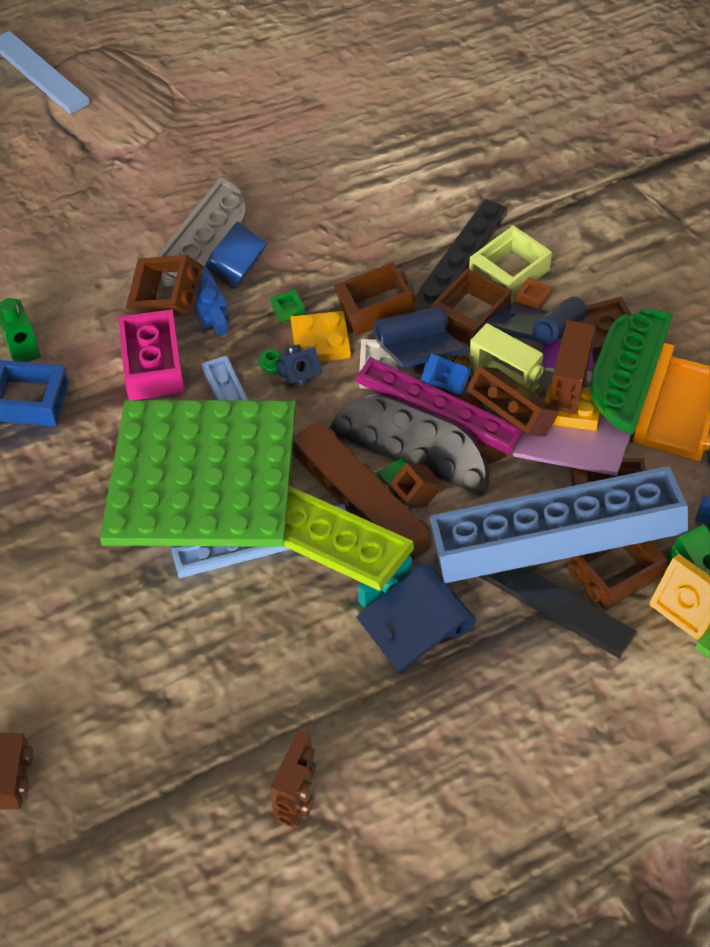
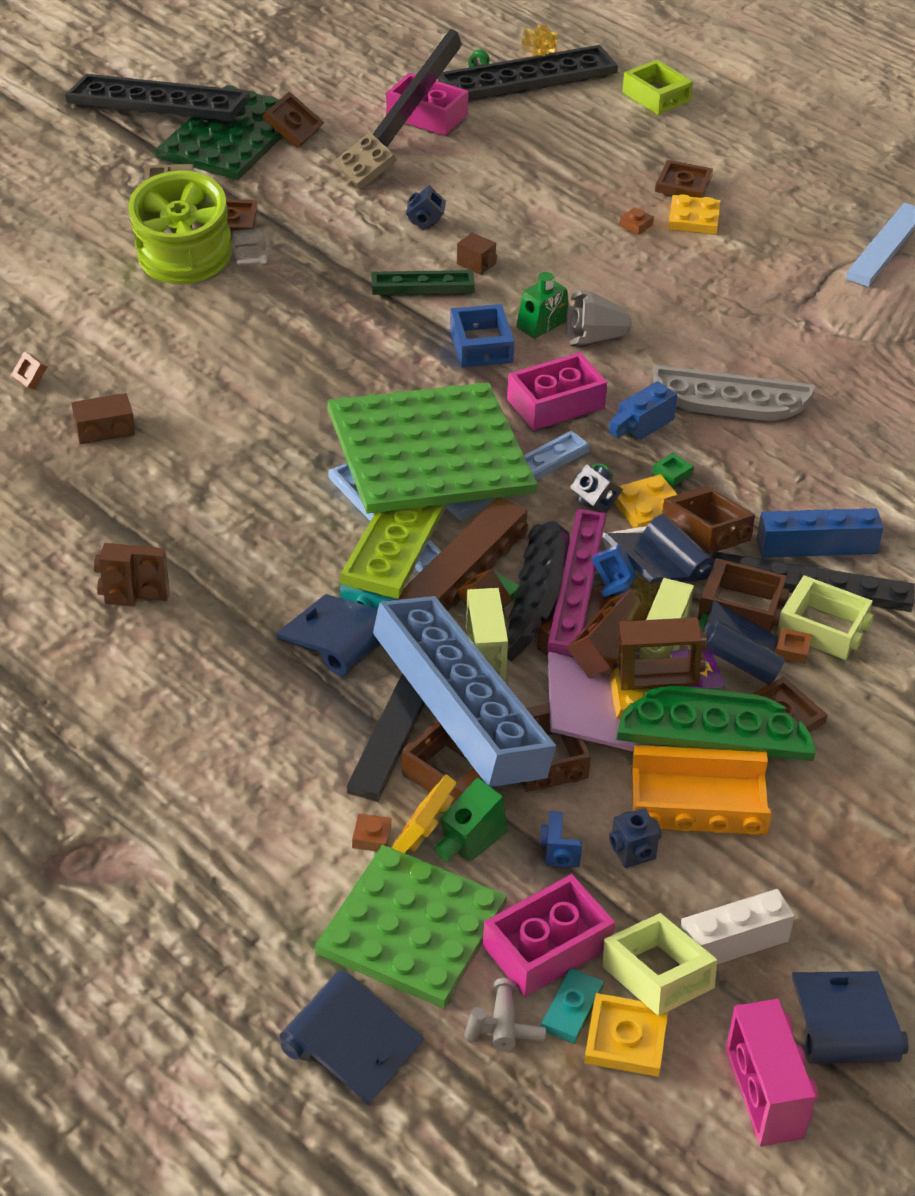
camera: 70 degrees right, 10 degrees down
(55, 301) = (595, 319): none -> light grey cone
(147, 279) = (638, 367): reddish brown window -> none
(235, 254) = (711, 415): blue piece -> none
(406, 227) = (819, 532): none -> blue wedge
(475, 480) = (487, 627): none -> yellowish green window
(676, 648) = (371, 832): none -> dark orange plate

